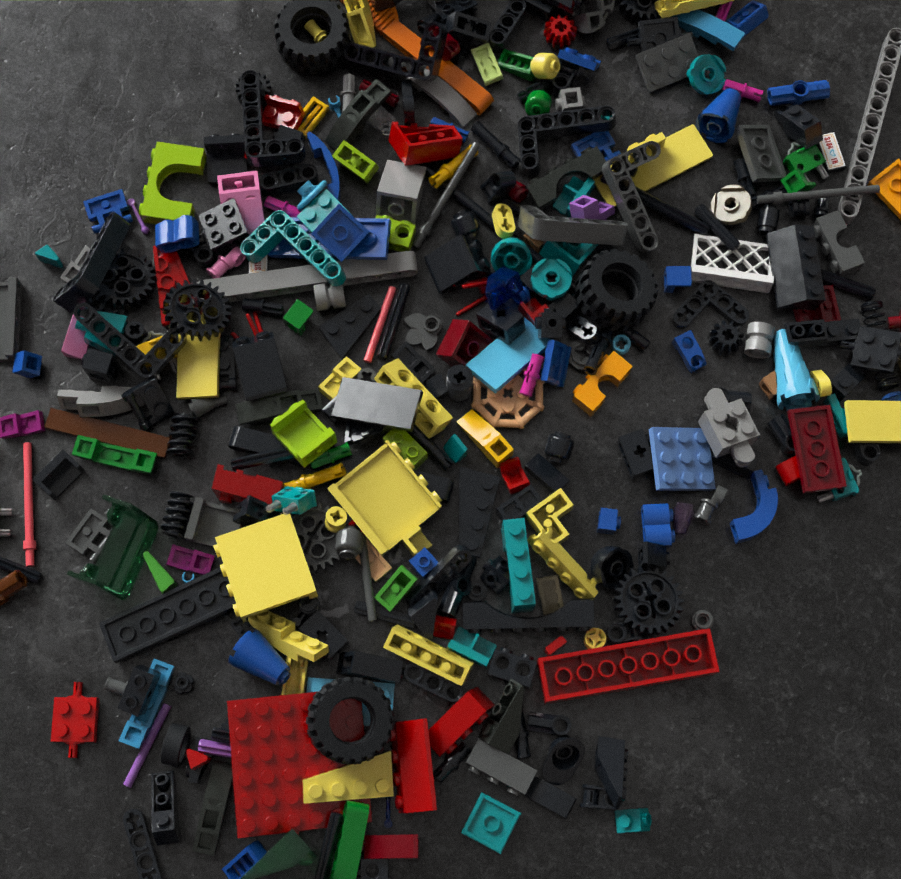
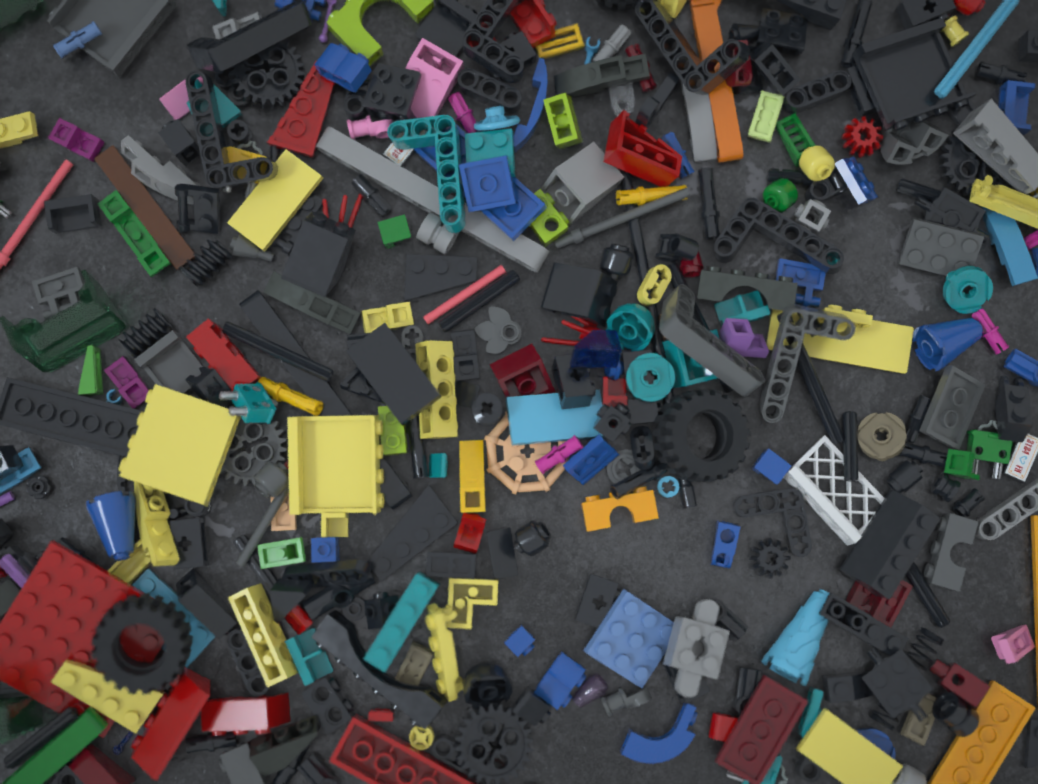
camera: 40 degrees right, 10 degrees up
(27, 364) = (126, 91): blue plate -> none
(212, 305) = (282, 149): black gear -> none
(302, 433) = (306, 348): lime panel -> none
(332, 455) = (317, 386): green axle -> none
(335, 524) = (273, 451): light yellow wheel -> none
(759, 338) = (798, 584): light grey wheel -> none
(769, 385) = (772, 633): medium nougat slope -> none
(779, 197) = (931, 466): dark grey bar -> none
(822, 382) = (820, 671): light yellow beam -> none

